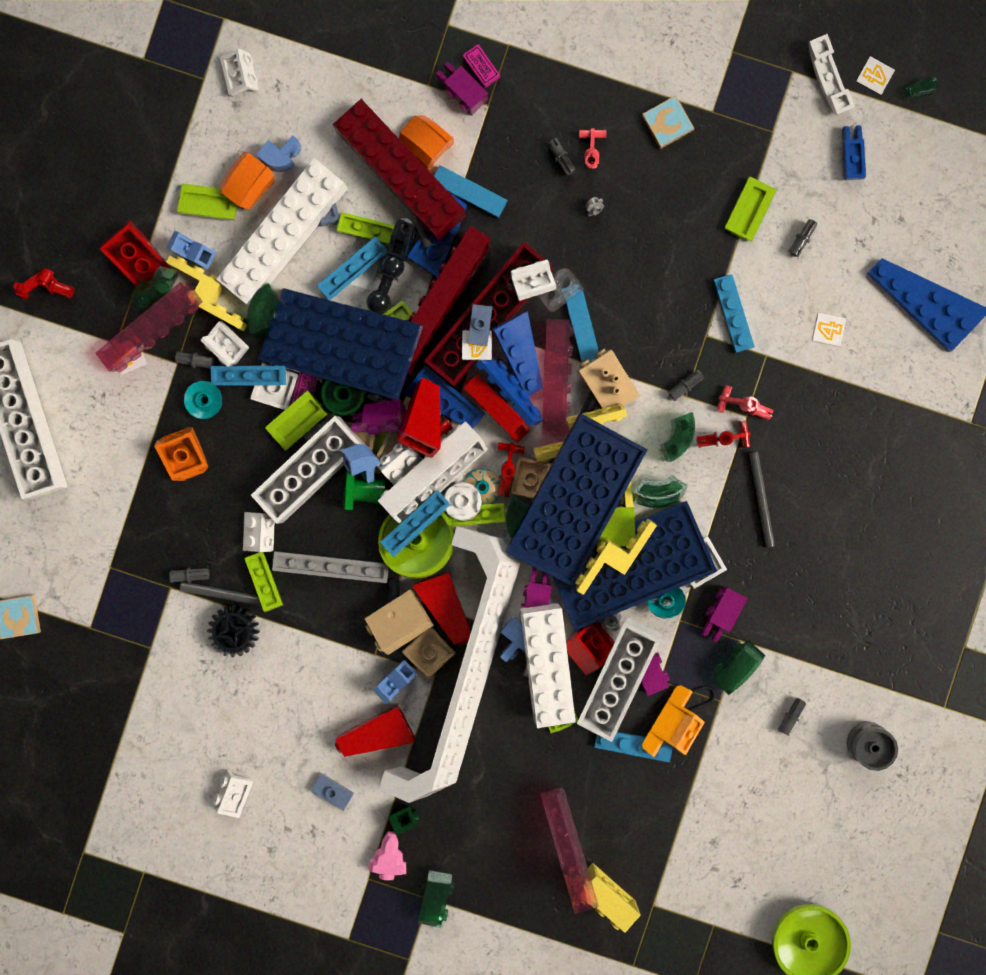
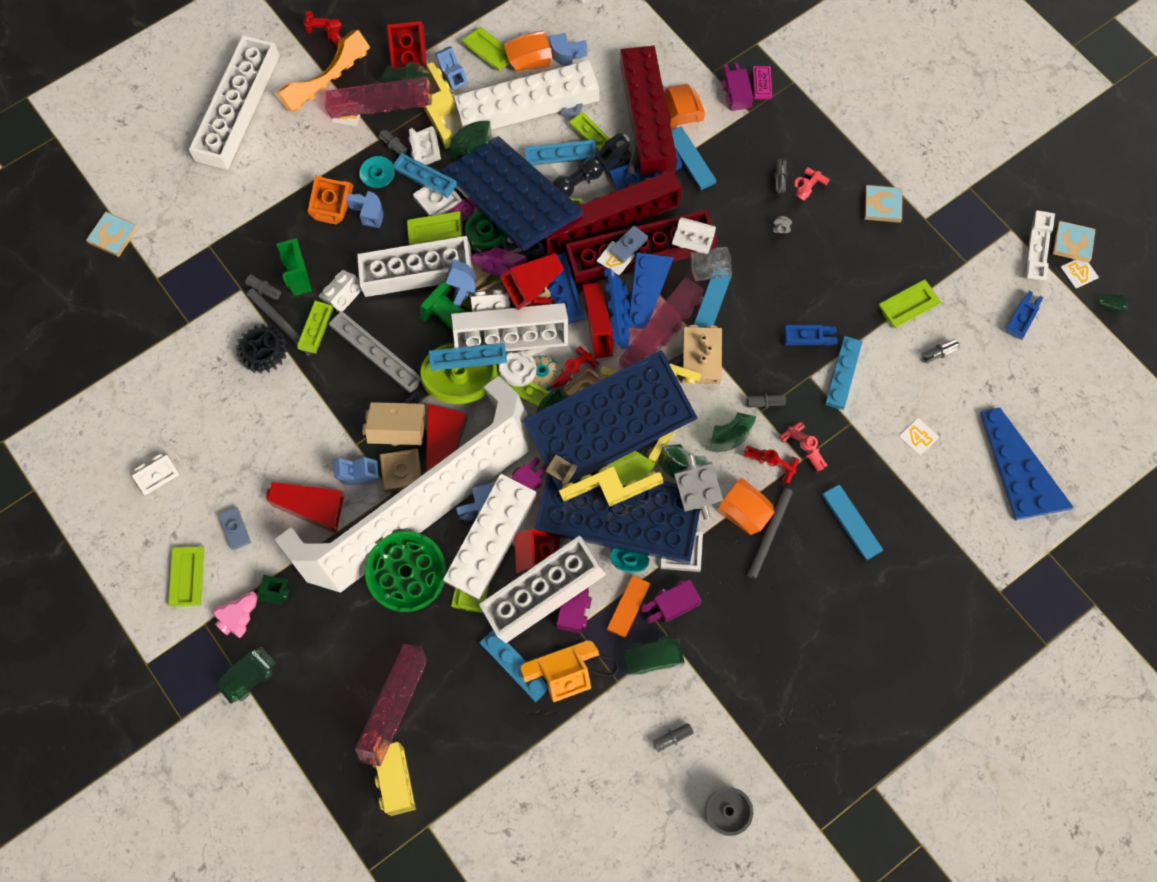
camera: 35 degrees right, 20 degrees down
(82, 294) = (349, 49): none -> light orange arch
(208, 542) = (296, 273): none -> green piece
(227, 440) = (370, 208): none -> medium blue brick
(325, 855) = (186, 576): none -> lime piece
(507, 751) = (384, 567): none -> green brick
(566, 570) = (561, 469): none -> dark tan tile
(682, 300) = (809, 335): none -> blue hinge
(685, 506) = (698, 486): none -> light grey plate
(690, 638) = (628, 606): none -> orange tile
(730, 491) = (746, 507): none -> orange slope
(821, 445) = (852, 522): none -> dark azure tile
(855, 48) = (1074, 241): none -> tile

